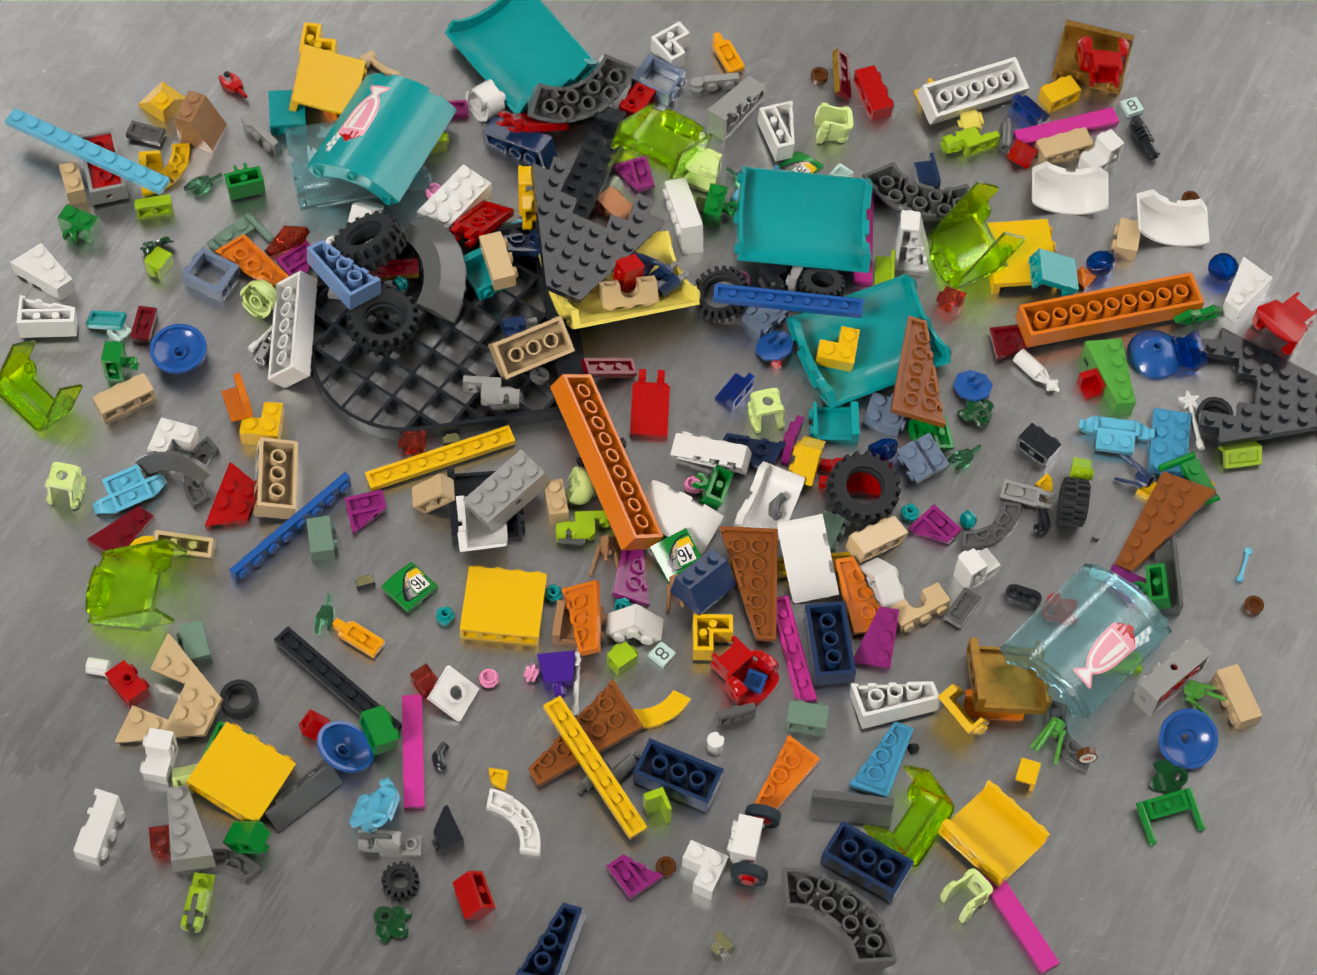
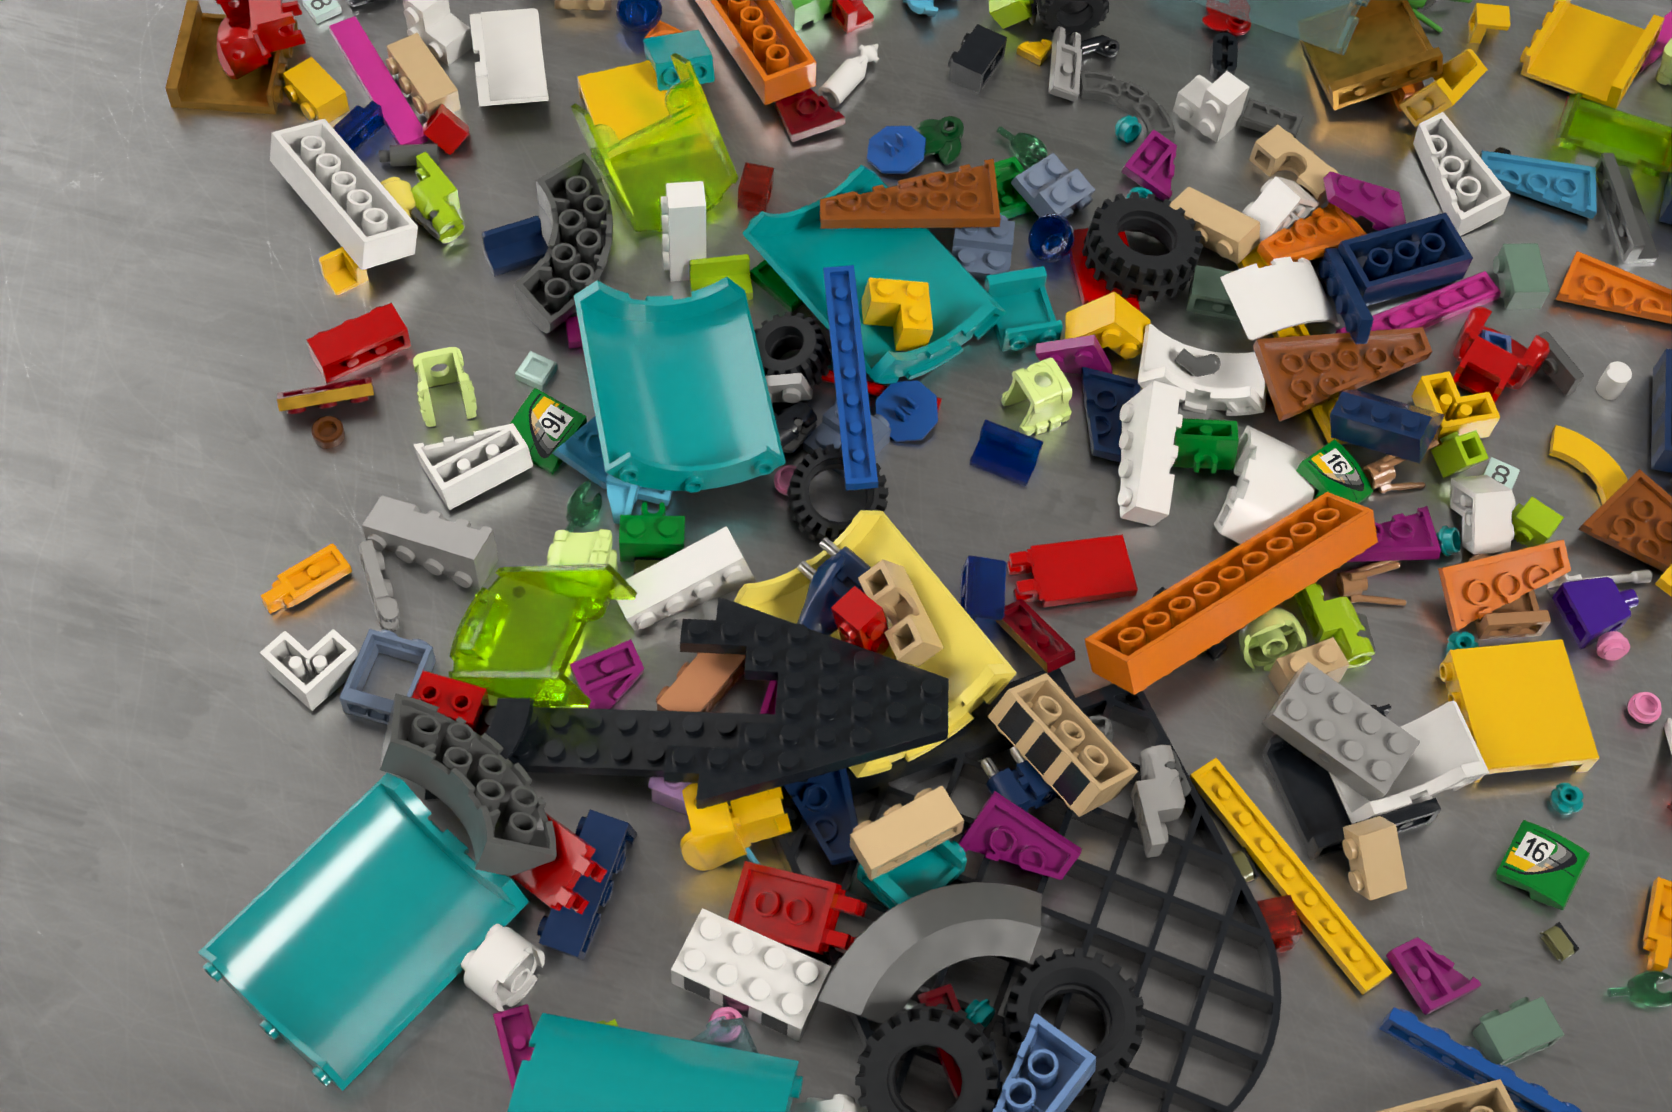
camera: 105 degrees left, 0 degrees up
(489, 317) = (1017, 837): none -> magenta wing
(645, 351) = (983, 587): none -> clear blue panel
(678, 627) = (1459, 453): none -> lime brick
(688, 486) = (1198, 484): bright pink plate -> none
(799, 594) = (1345, 296): none -> dark blue plate

